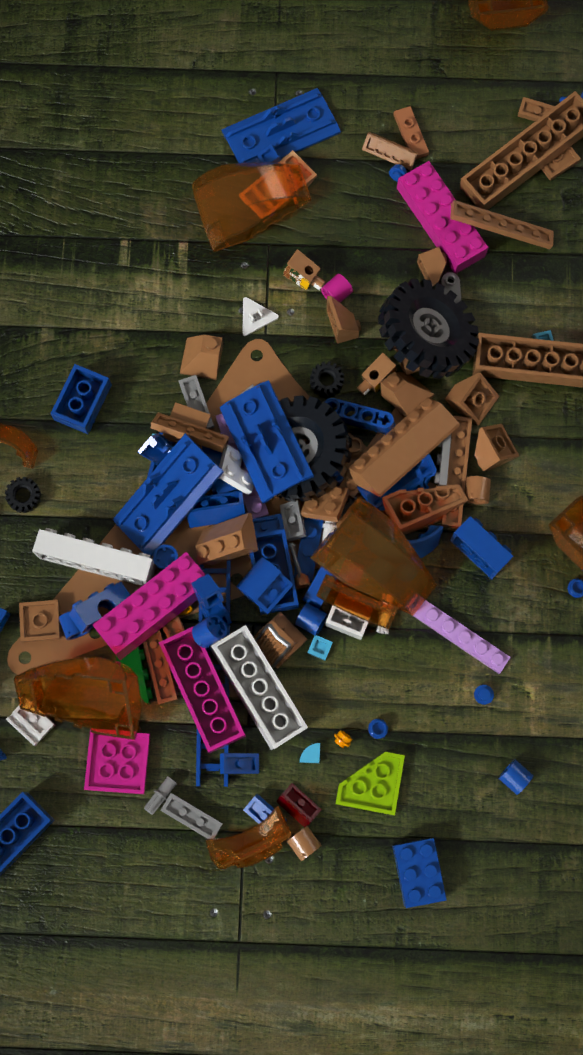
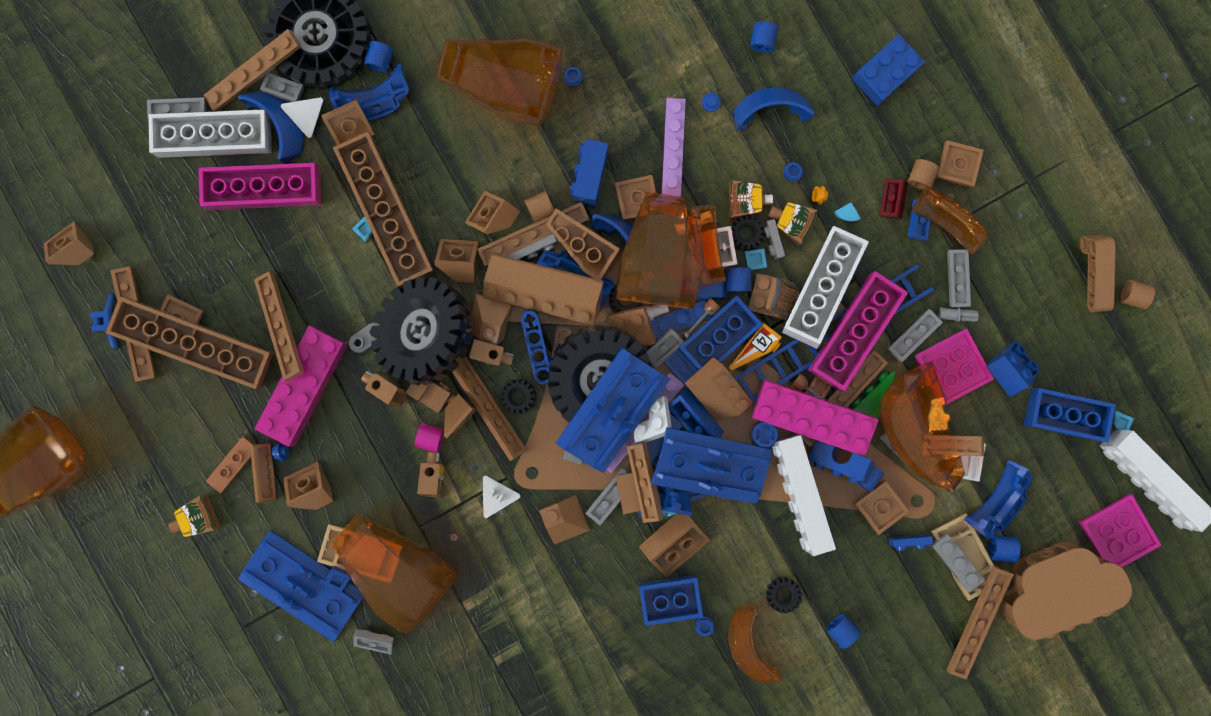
camera: 120 degrees left, 10 degrees up
(41, 416) = (704, 626): none -> blue plate
(51, 710) = (956, 445): none -> medium nougat plate
(74, 973) = (1137, 294): none -> medium nougat piece
(81, 814) = (1013, 368): none -> blue slope
(116, 950) = (1101, 271): none -> medium nougat beam
(123, 430) = (674, 544): none -> medium nougat slope
(166, 744) = (914, 335): none -> light grey plate
(188, 618) = (801, 383): none -> medium nougat hinge
(206, 153) = (373, 641): none -> light grey plate
(209, 631) = (810, 353): blue piece -> none
(210, 598) = (783, 368): blue arch -> none
(239, 763) = (894, 265): blue plate -> none
(244, 608) = (761, 342): none -> slope
(264, 585) = (741, 332): blue brick -> none
(293, 885) = (959, 163): none -> medium nougat plate
(331, 349) = (488, 409): none -> medium nougat plate
(333, 699) = (793, 221): none -> torso
(335, 674) = (775, 247): none -> light grey plate
(354, 643) = (758, 233): none -> black tyre
(355, 176) = (308, 488): none -> medium nougat slope
(368, 311) = (431, 395): none -> medium nougat brick
(374, 785) = (841, 147): lime plate -> none
(377, 670) = (746, 199): none -> torso
(385, 83) = (195, 517): none -> torso
(397, 274) = (384, 388): none -> medium nougat torso
(432, 264) = (354, 366): medium nougat slope -> none
(444, 575) = (631, 194): none -> medium nougat plate
(456, 750) = (771, 98): none -> blue windscreen

